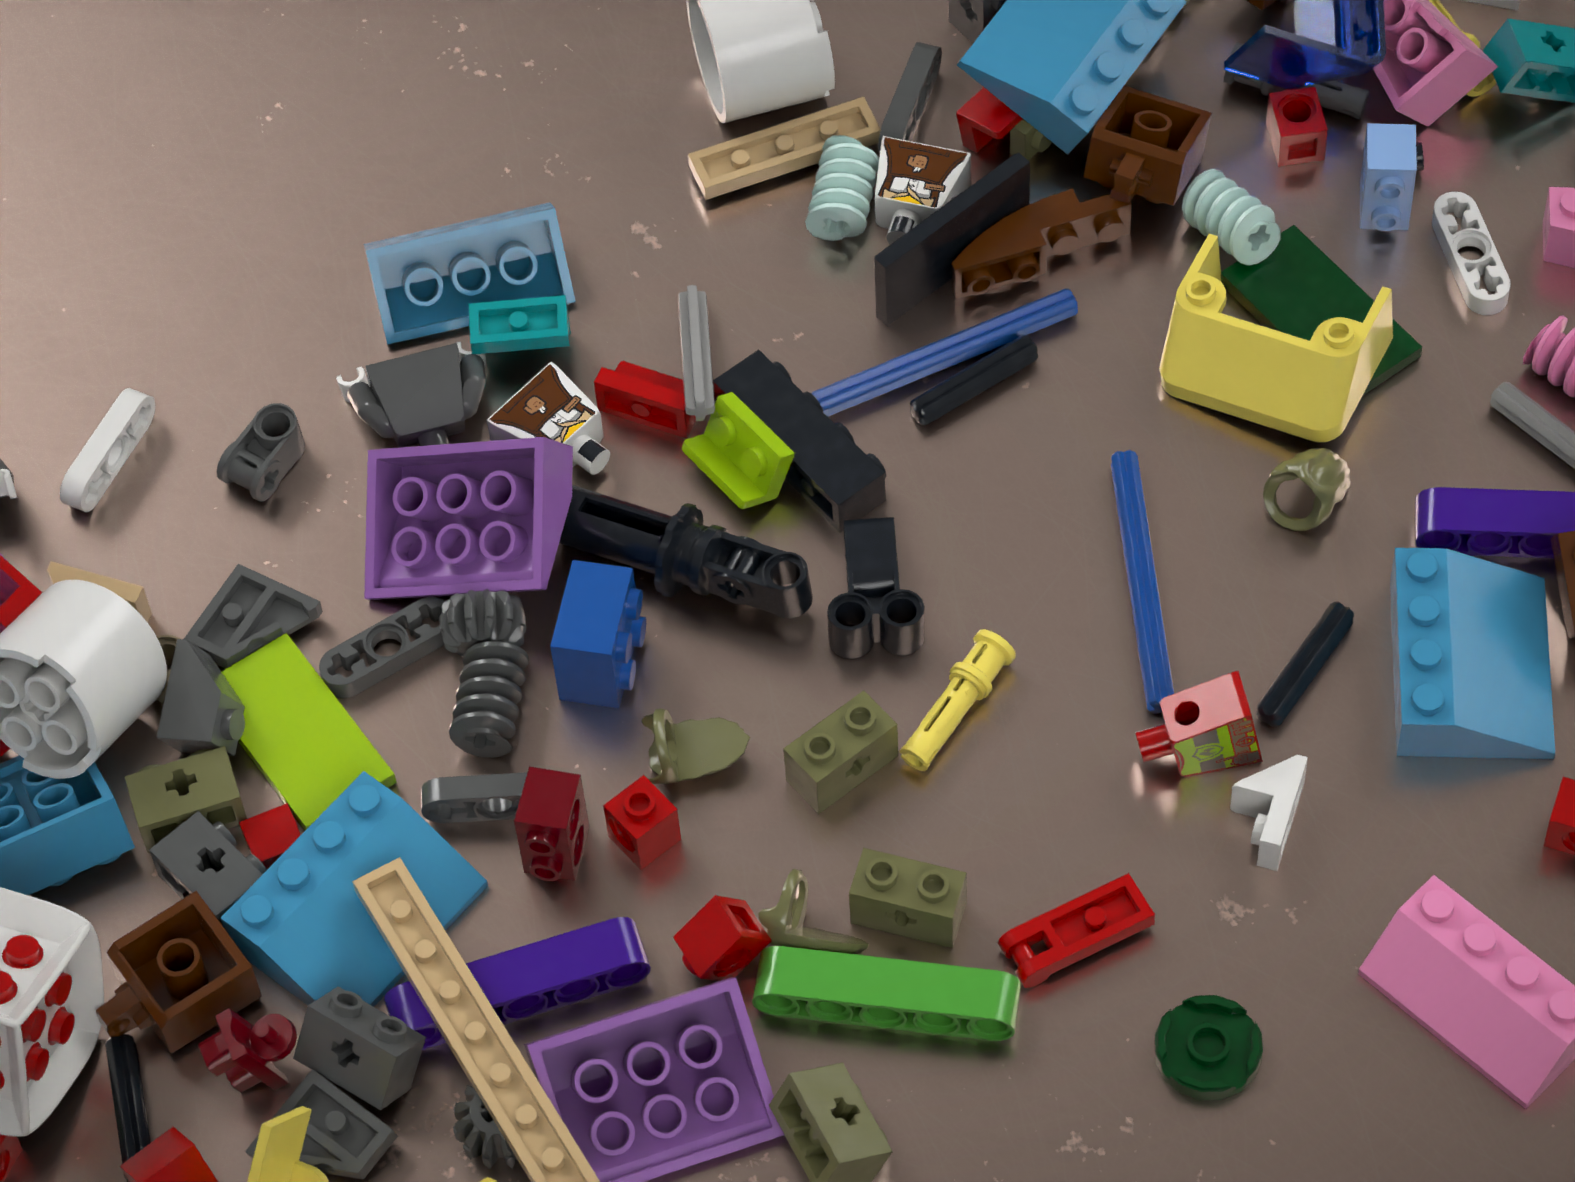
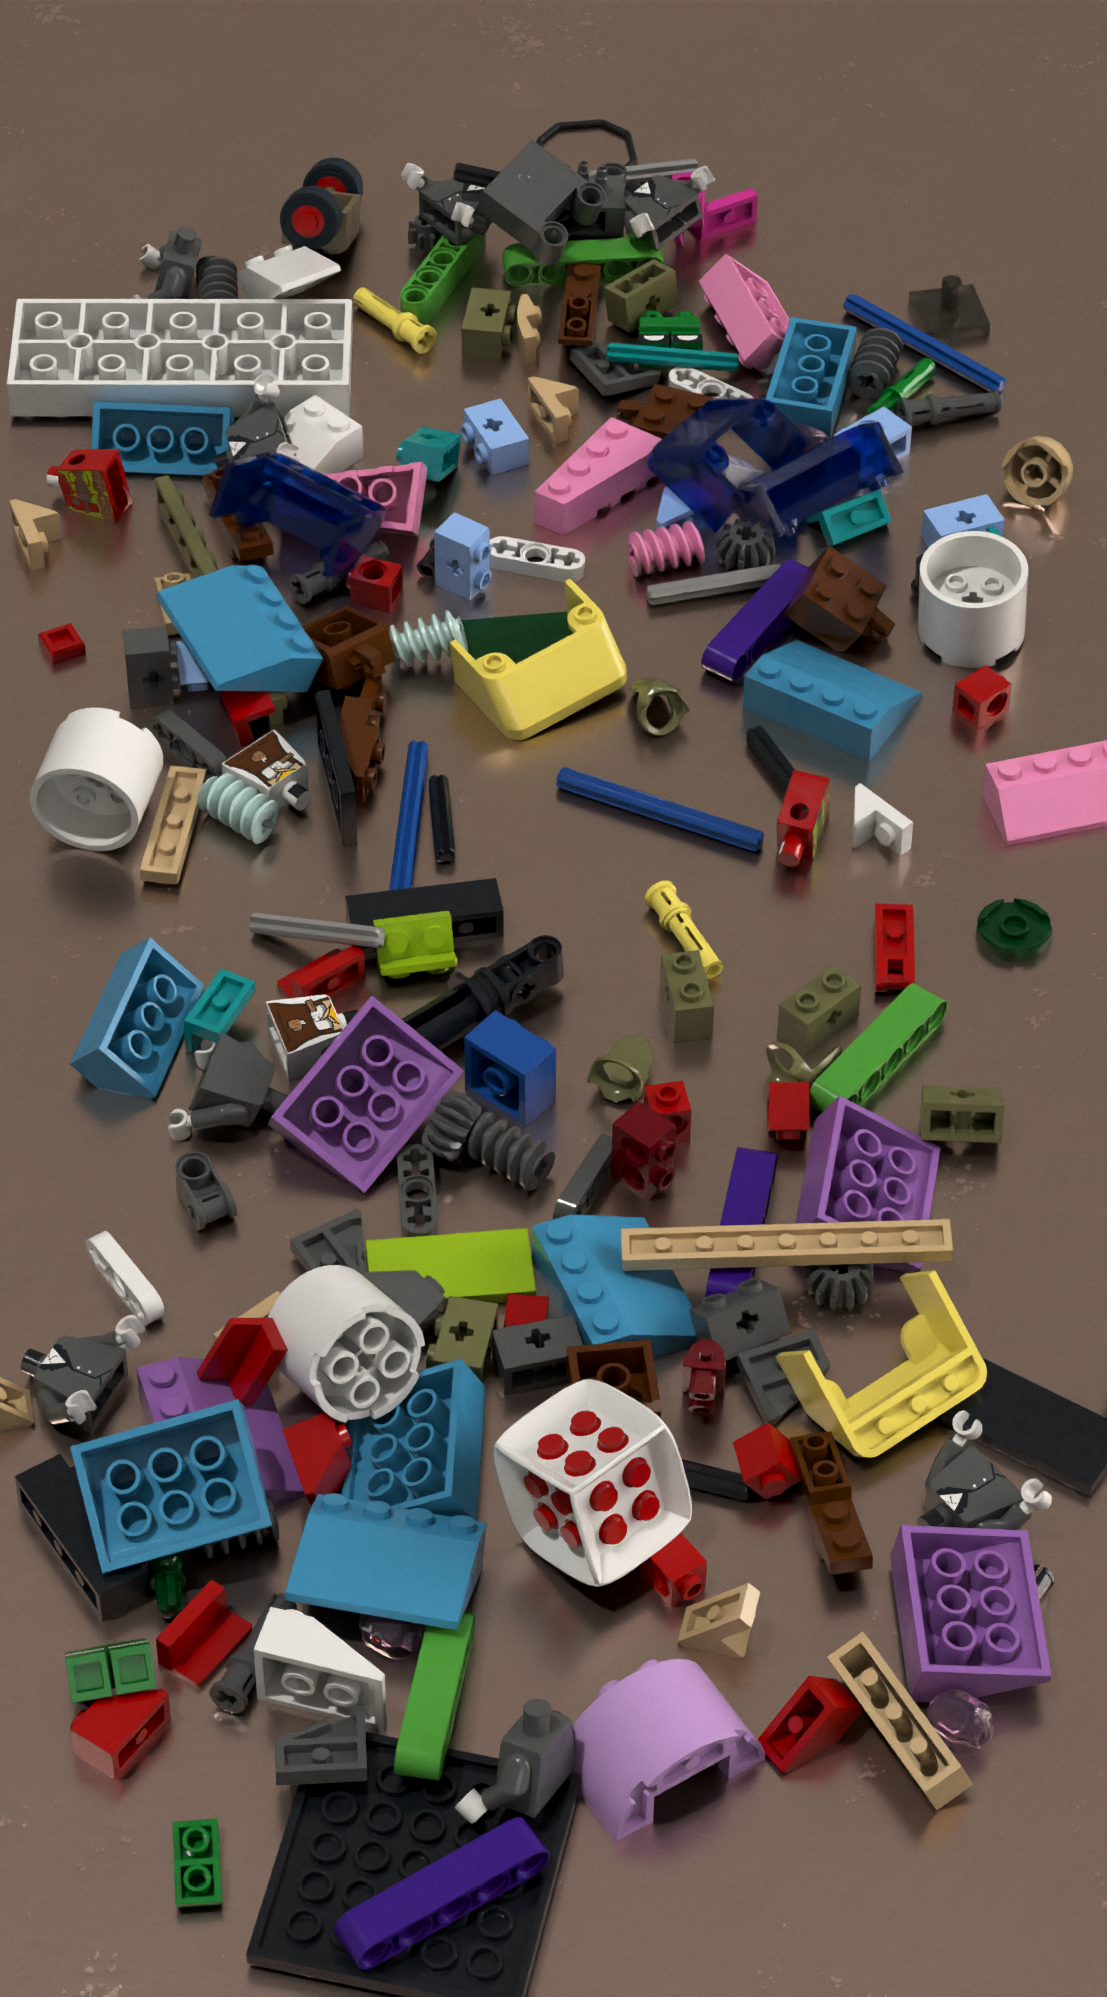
camera: 65 degrees left, 10 degrees down
(874, 595) = (583, 933): black piece -> none

